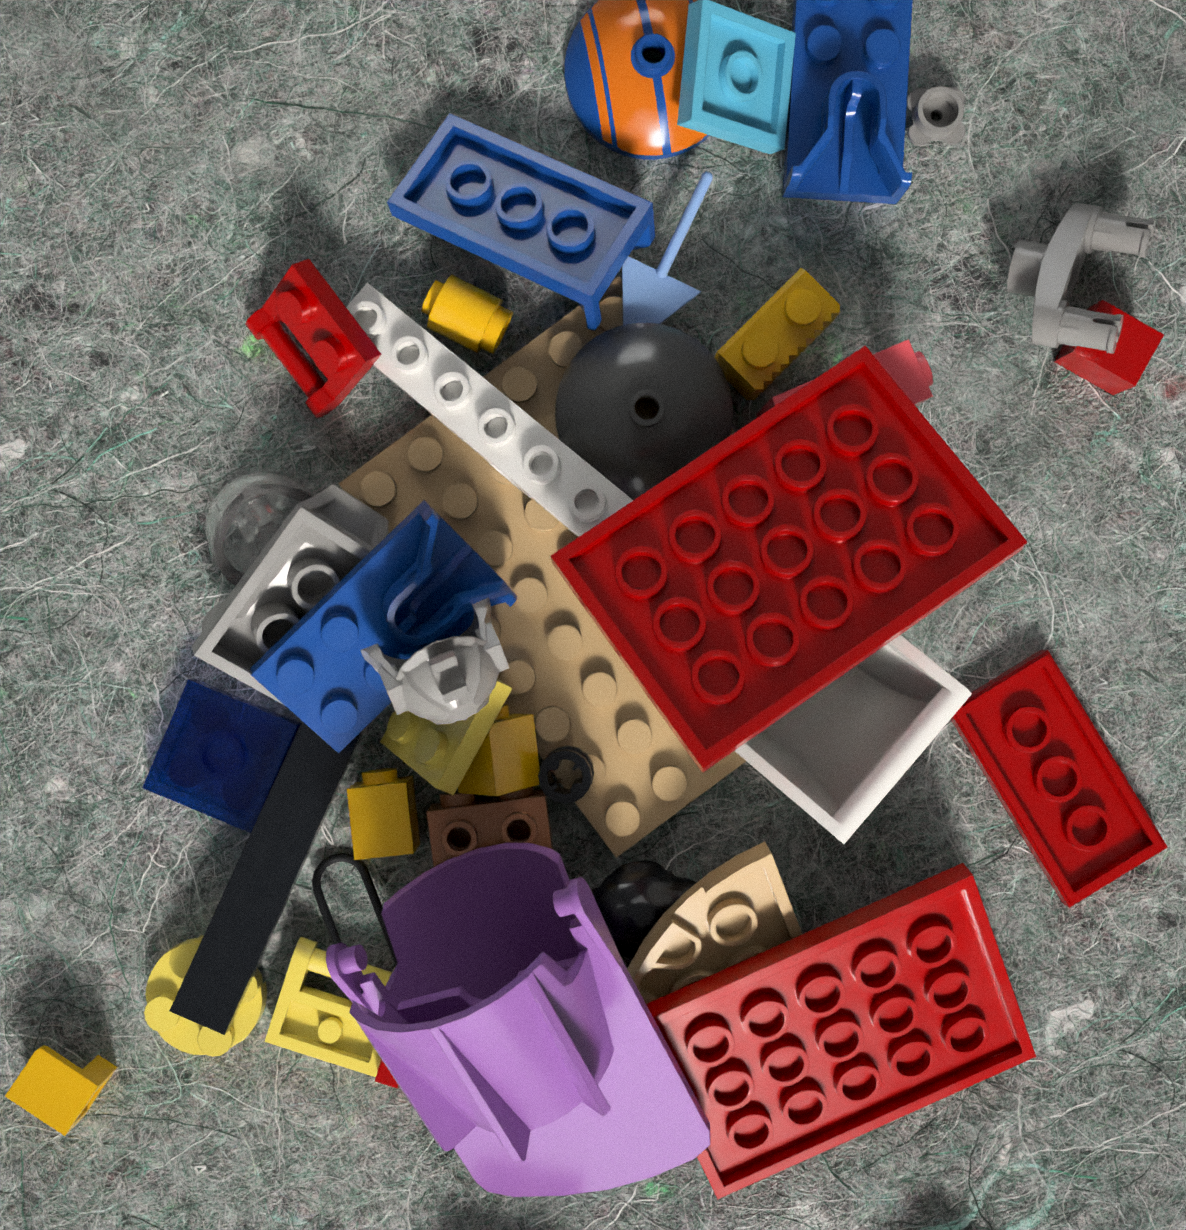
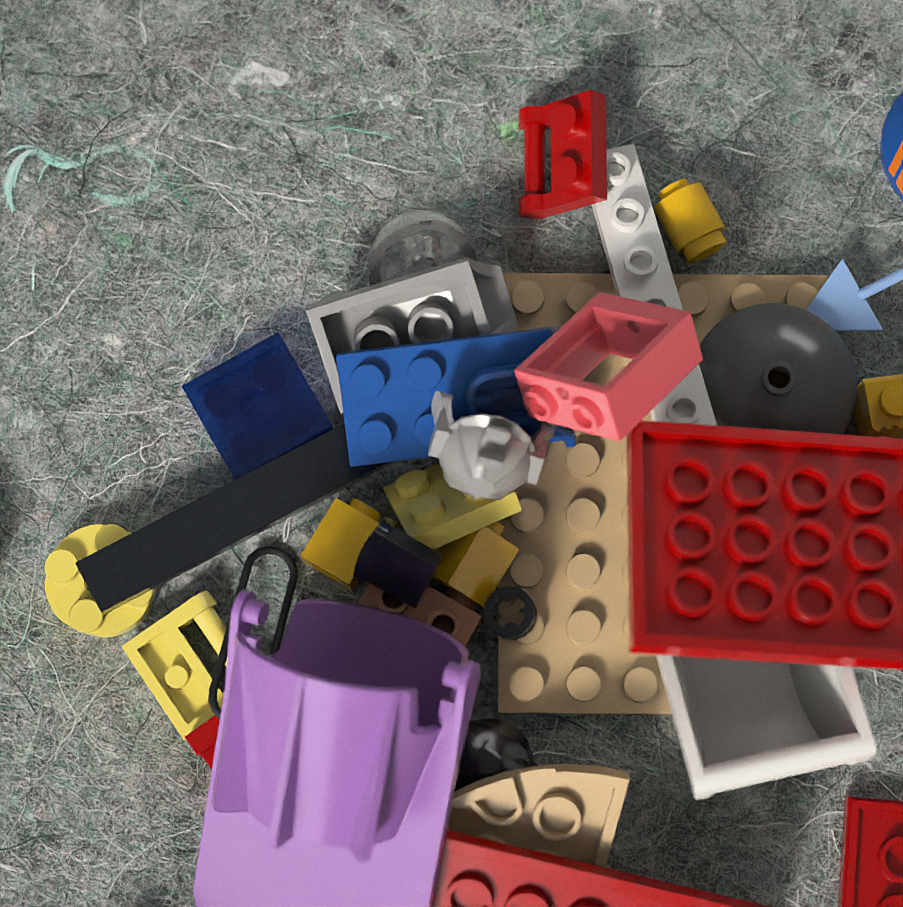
camera: 35 degrees right, 10 degrees down
(439, 813) = (397, 563): none -> black tile
(462, 477) = (661, 354): none -> coral window
(524, 211) = (790, 177): blue plate -> none

